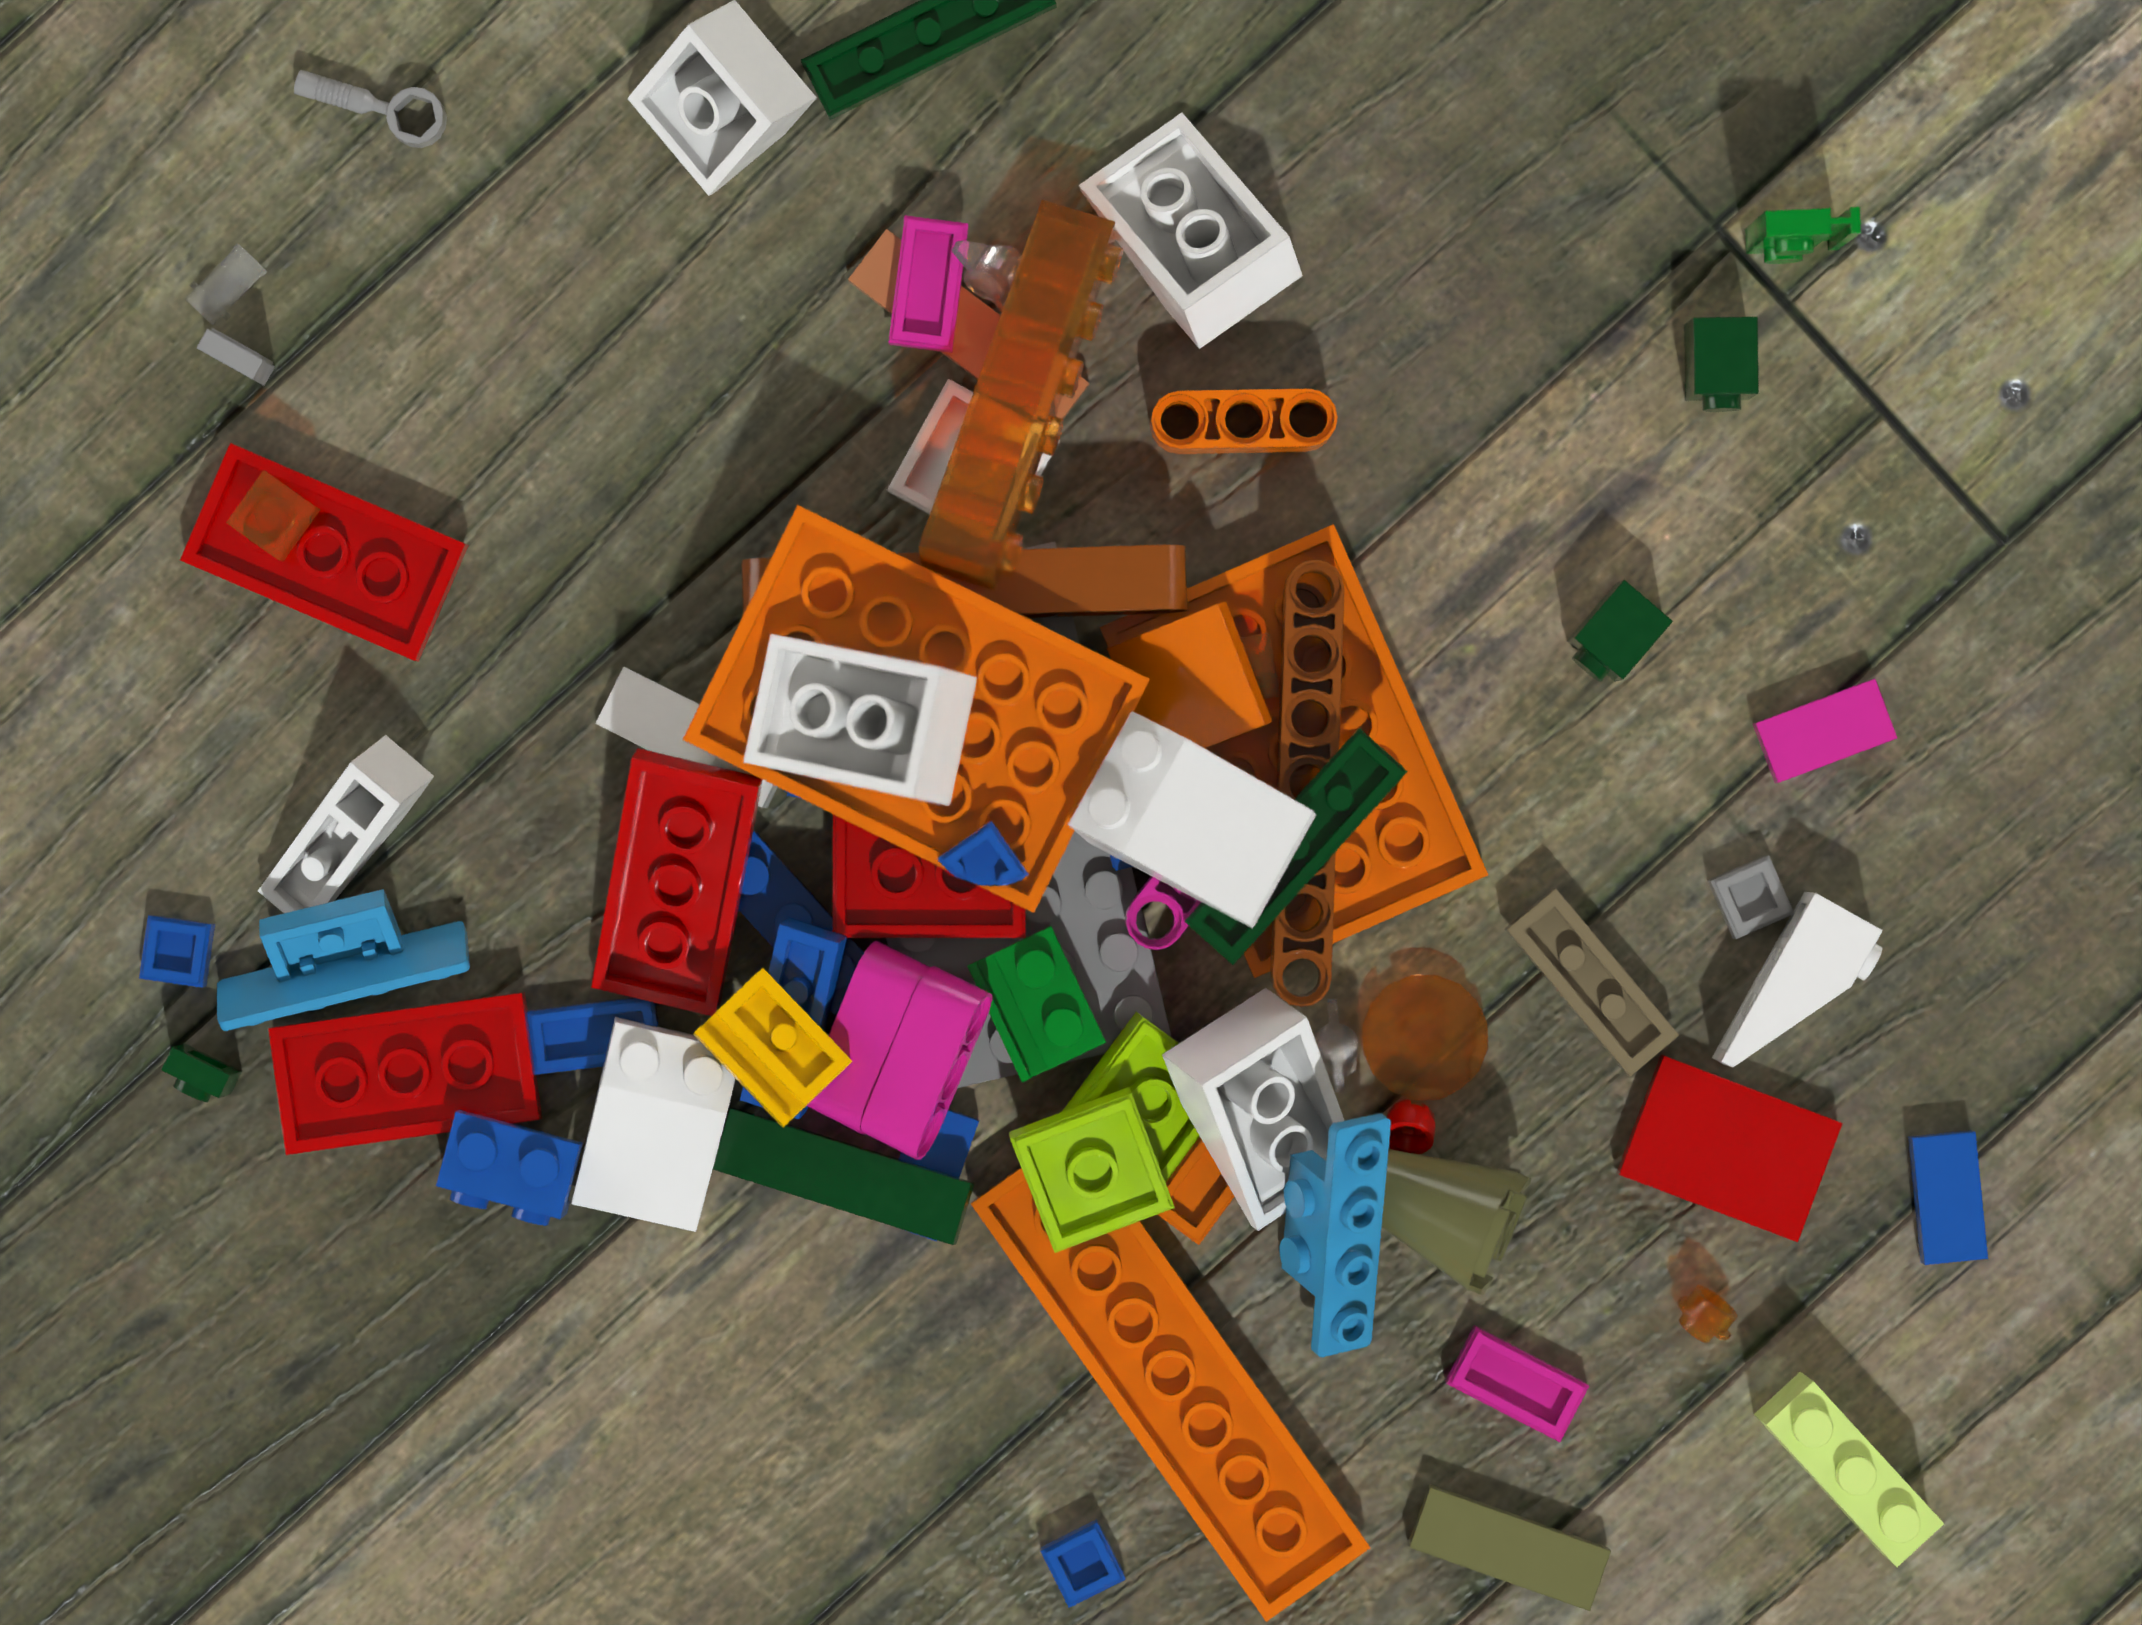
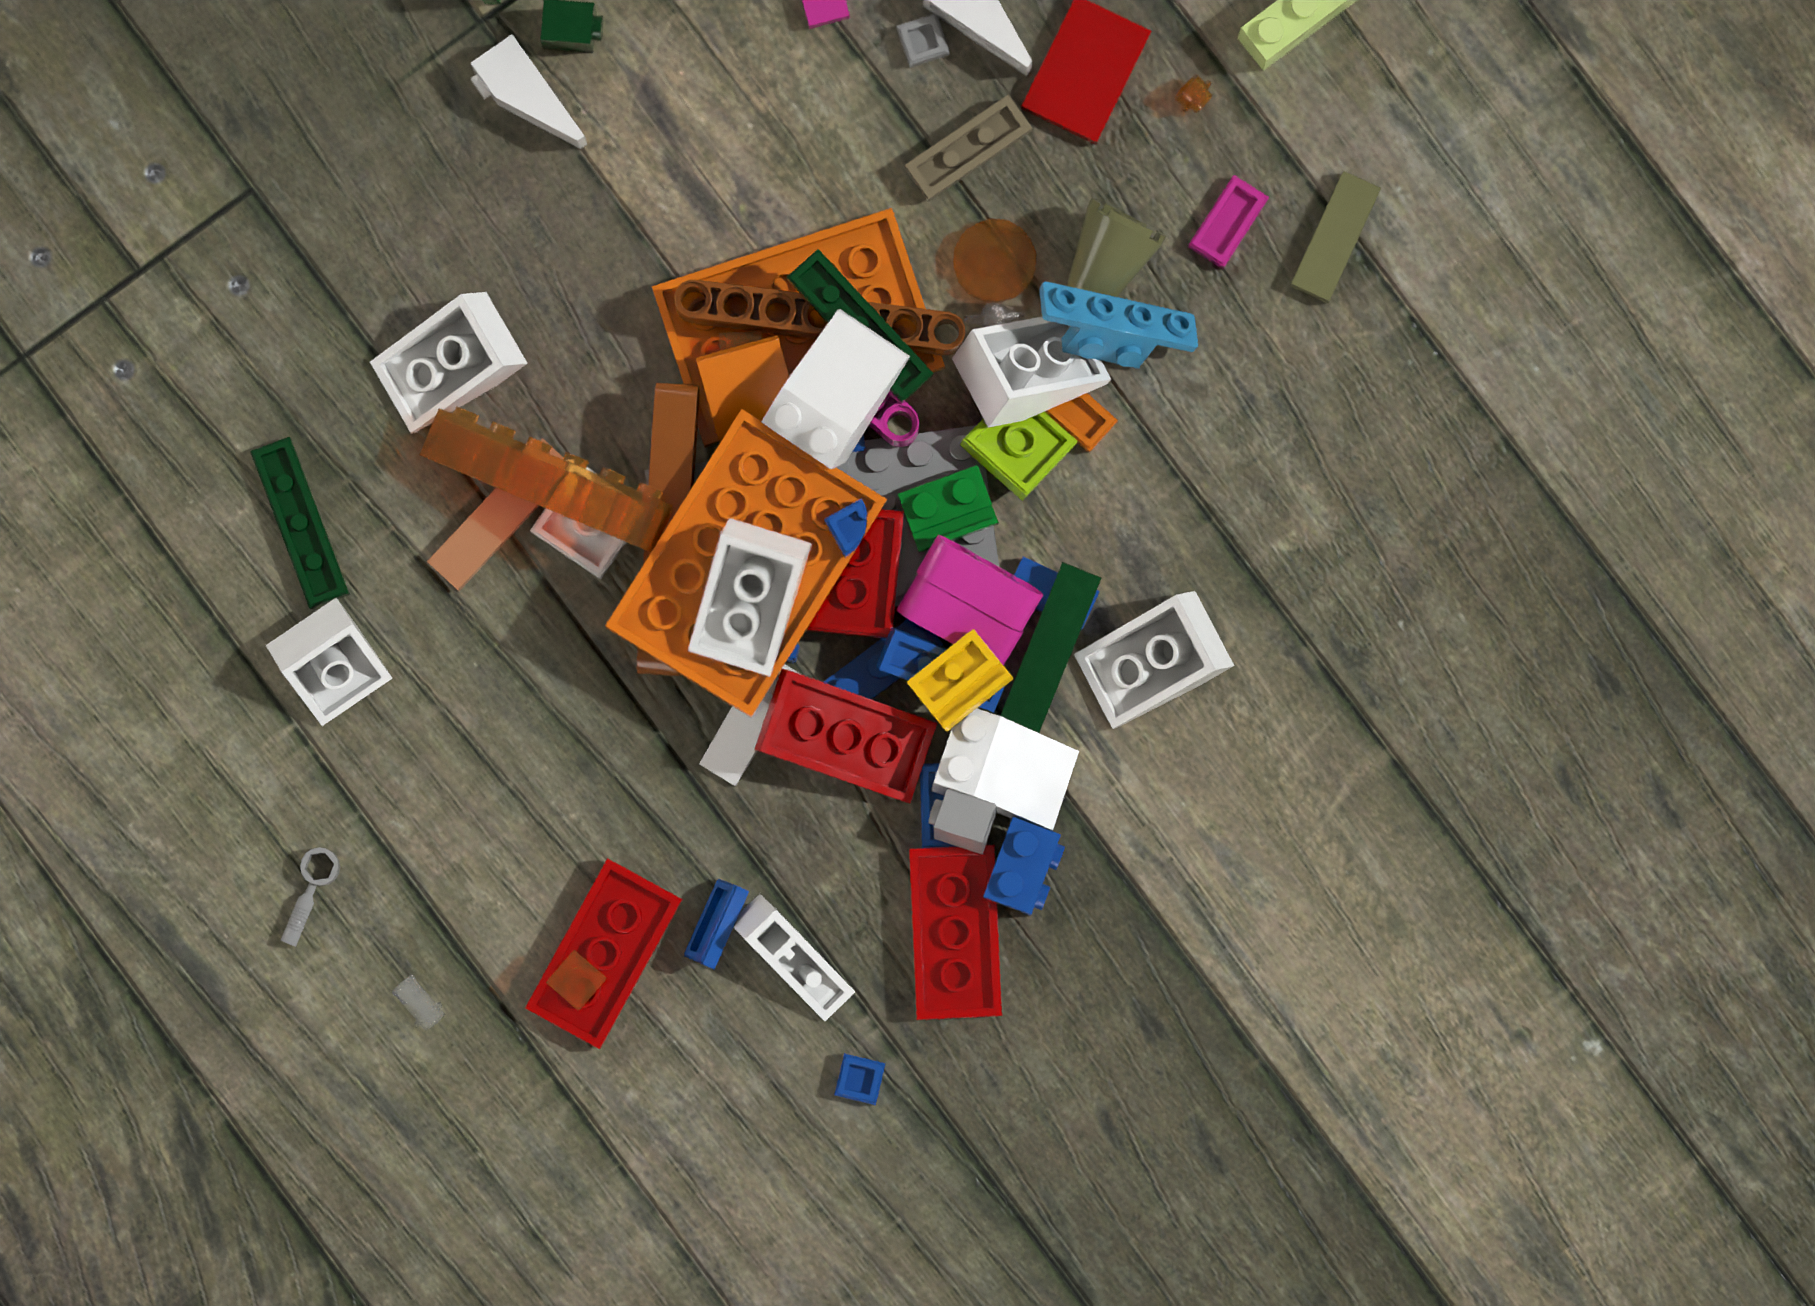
camera: 85 degrees left, 5 degrees down
(199, 1073) = (943, 1069): dark green plate -> none
(236, 356) = (467, 999): light grey tile -> none
(336, 957) = (873, 969): dark azure bracket -> none
(383, 715) = (716, 923): none -> blue tile
(567, 1070) = (962, 820): none -> light grey brick
(841, 1333) = (1154, 659): none -> white slope
(927, 285) = (466, 536): dark pink tile -> none
(988, 269) = (463, 495): clear piece -> none
(1083, 1563) = (1321, 516): blue tile -> none
(1091, 1169) = (1060, 482): lime tile -> none
(1183, 1400) = (1201, 446): orange plate -> none
(1270, 404) = (572, 319): orange beam -> none
(1419, 1117) = (1050, 266): red hinge -> none
(1617, 633) = (741, 109): dark green brick -> none
(1620, 292) = (520, 88): none -> white slope

